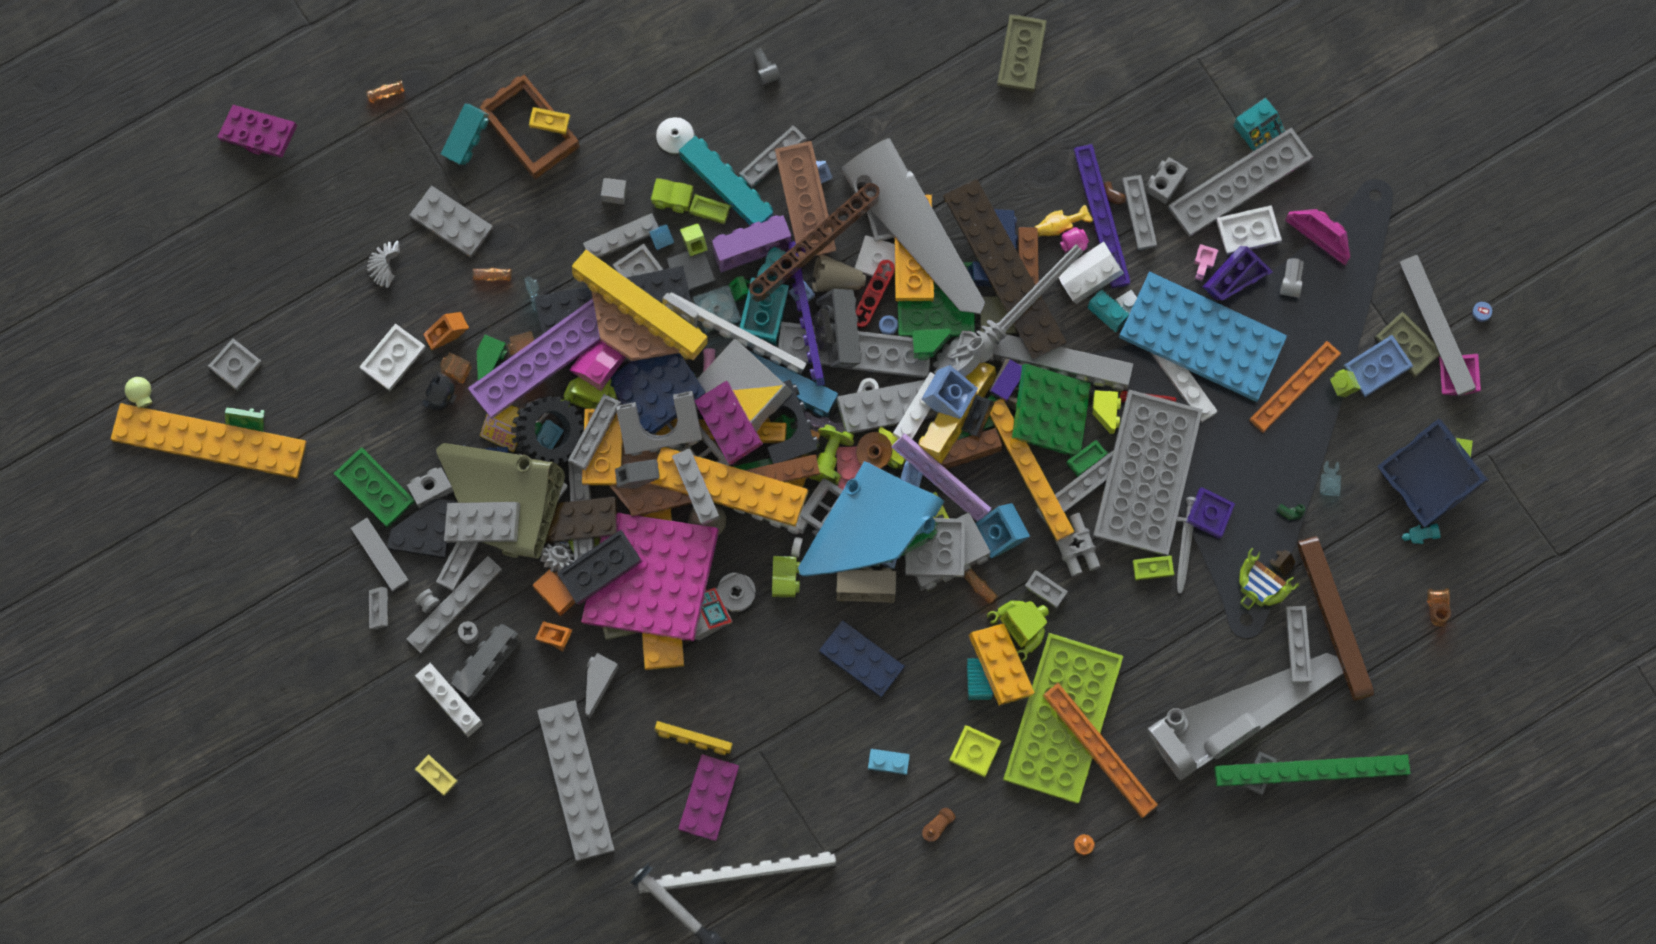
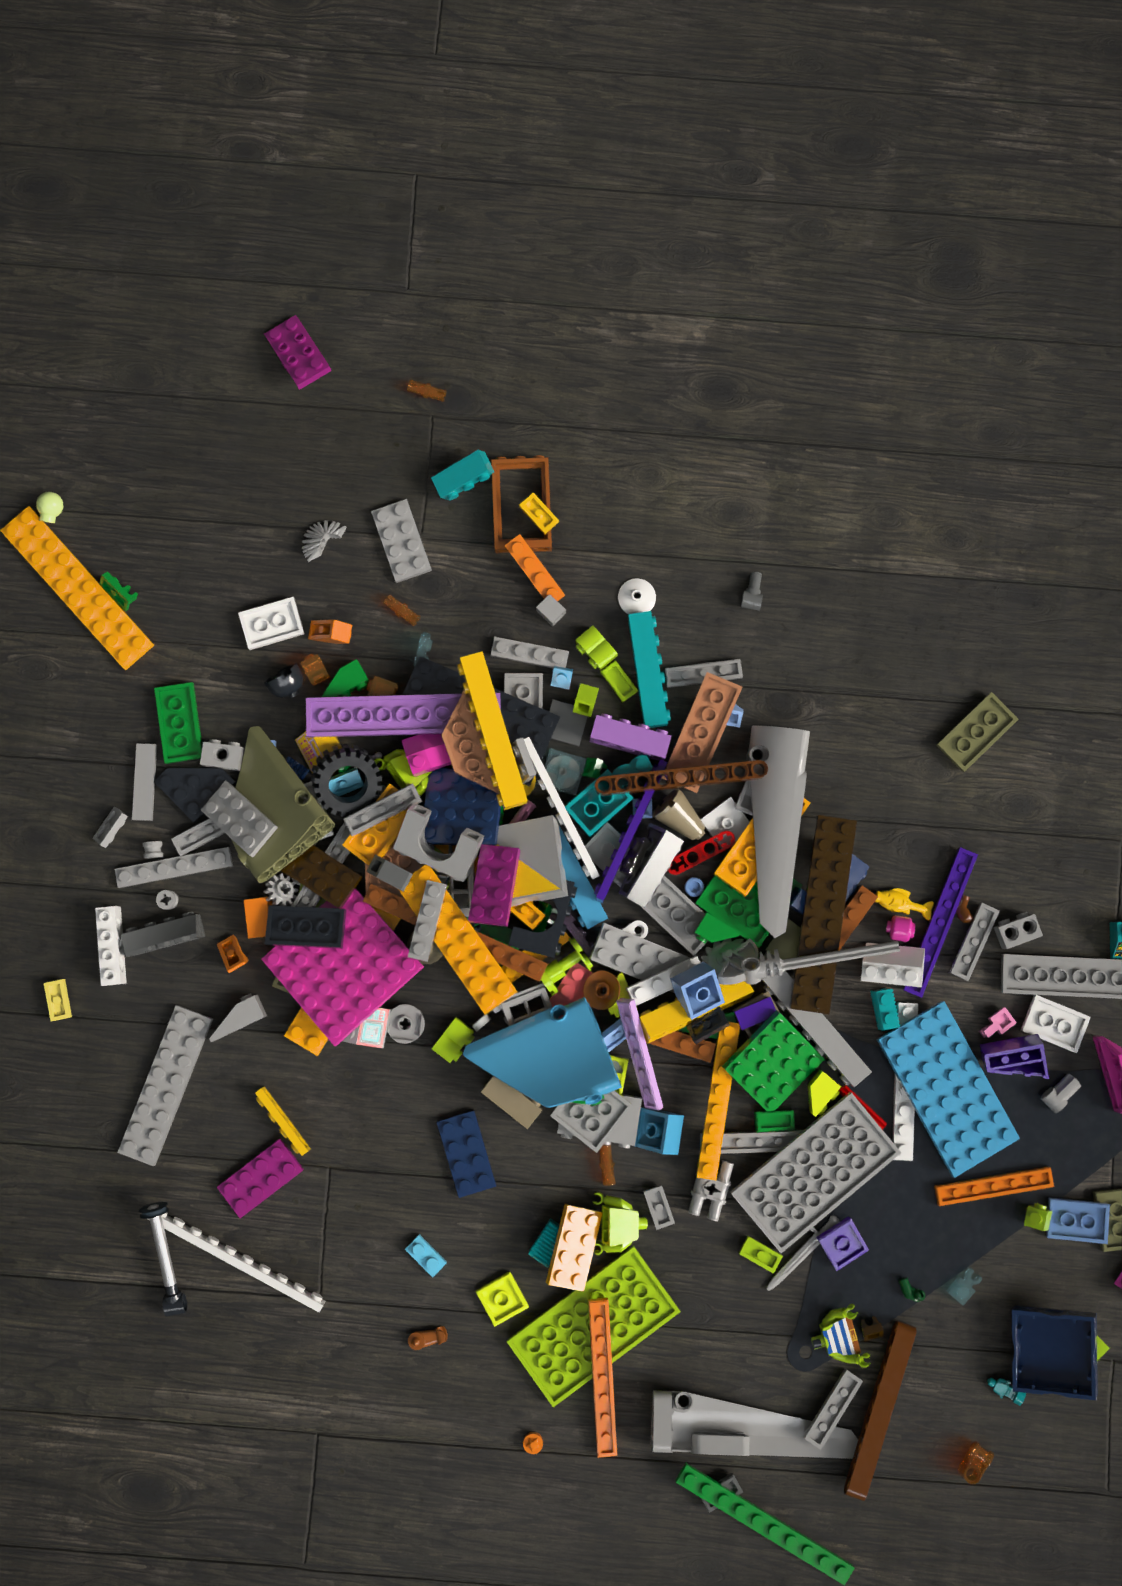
camera: 35 degrees right, 10 degrees up
(235, 364) = (143, 538): light grey tile -> none
(575, 167) = (533, 568): none -> orange plate

